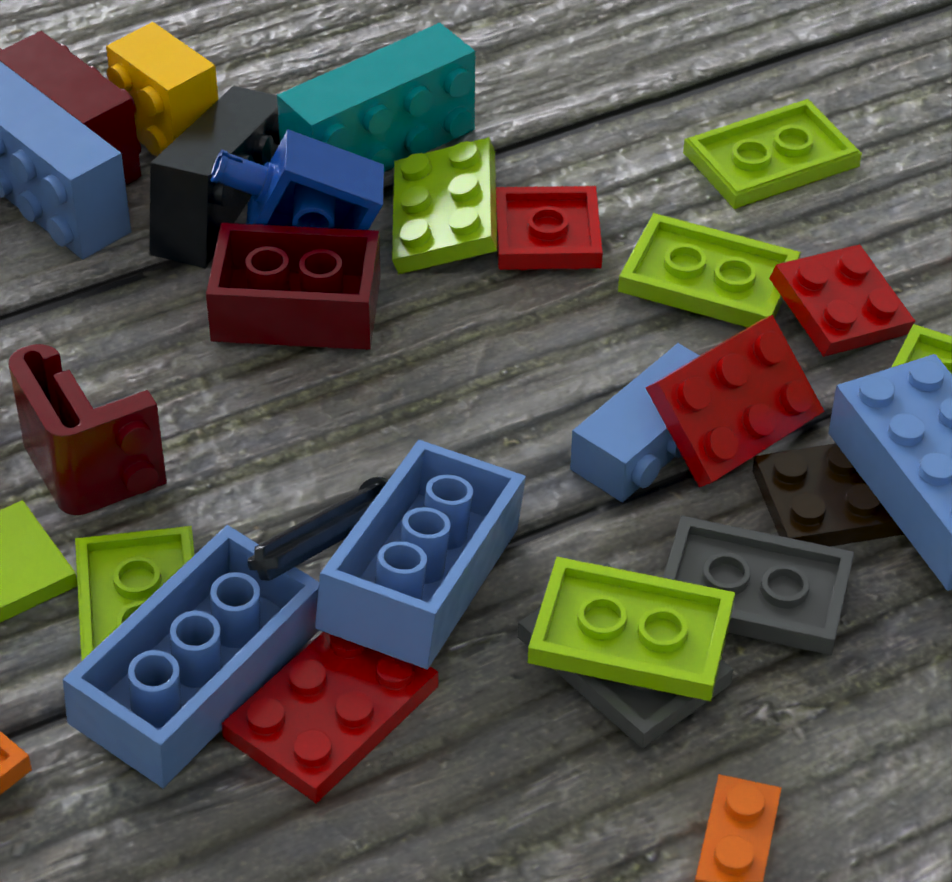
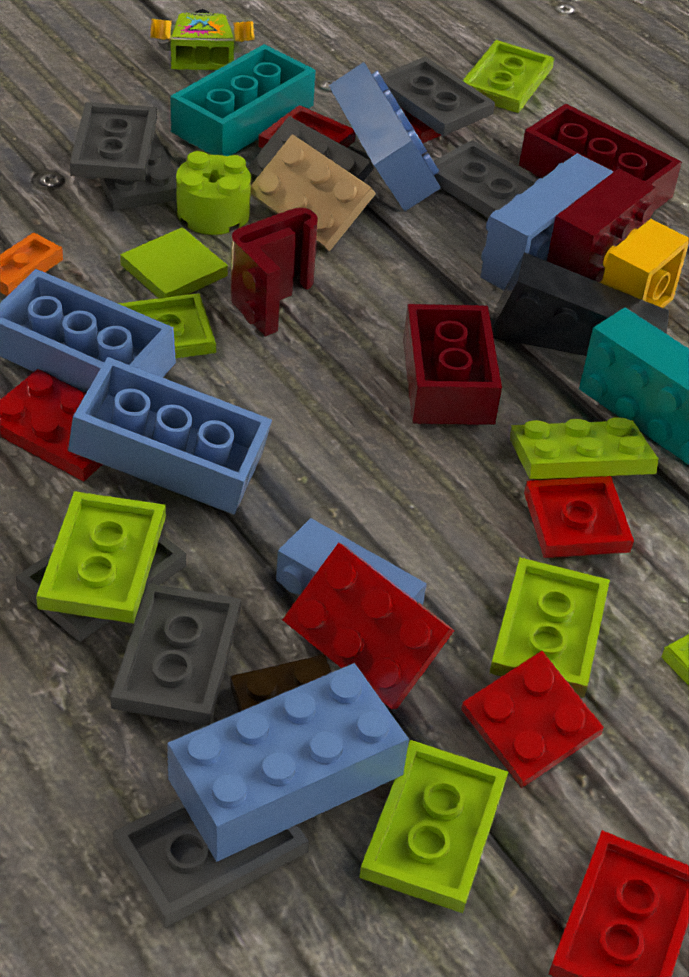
camera: 80 degrees right, 0 degrees up
(306, 185) = (529, 346): blue brick -> none
(313, 534) = (155, 359): black axle -> none

